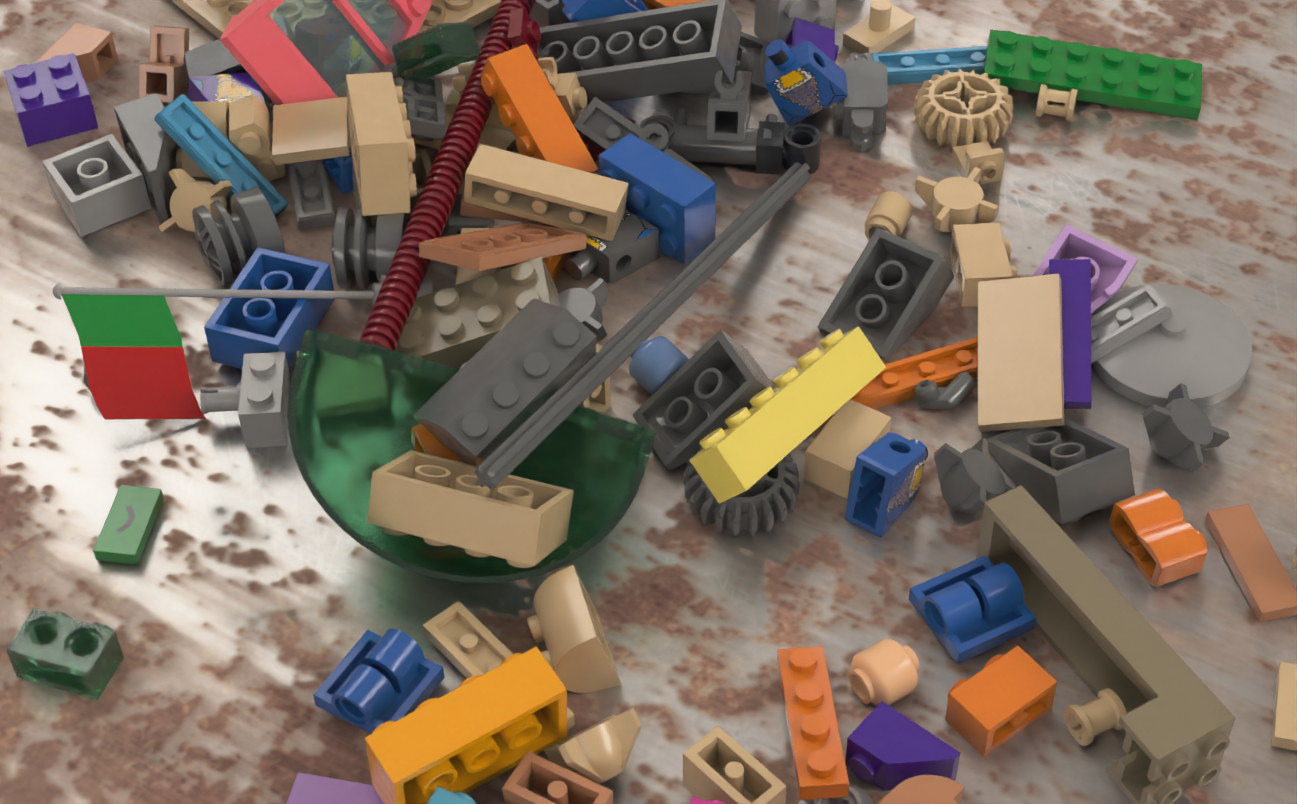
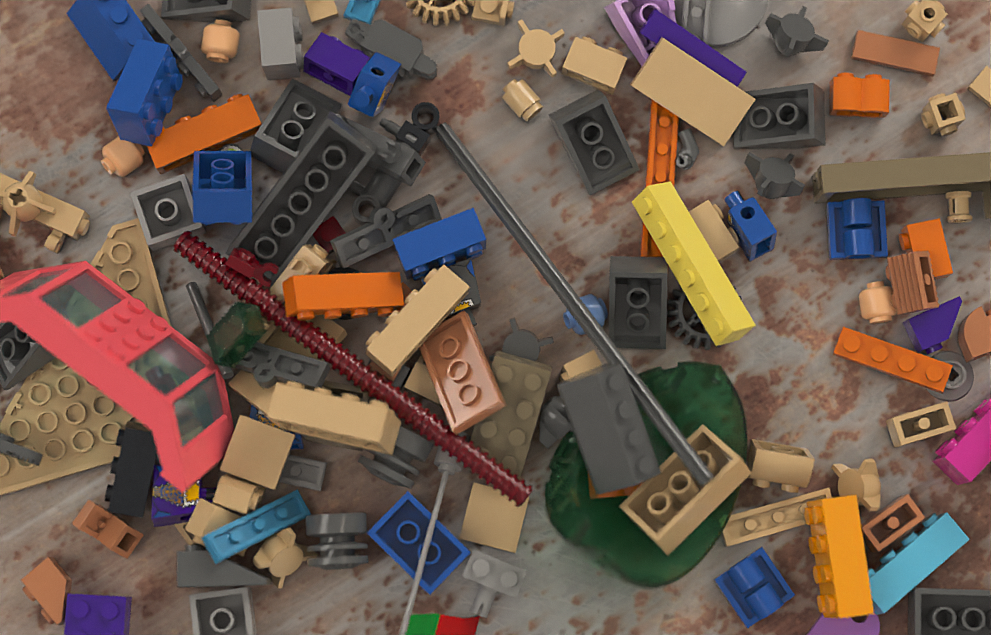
camera: 70 degrees left, 35 degrees up
(936, 673) = (912, 282): none -> nougat brick
(1212, 634) = (949, 107): none -> tan brick

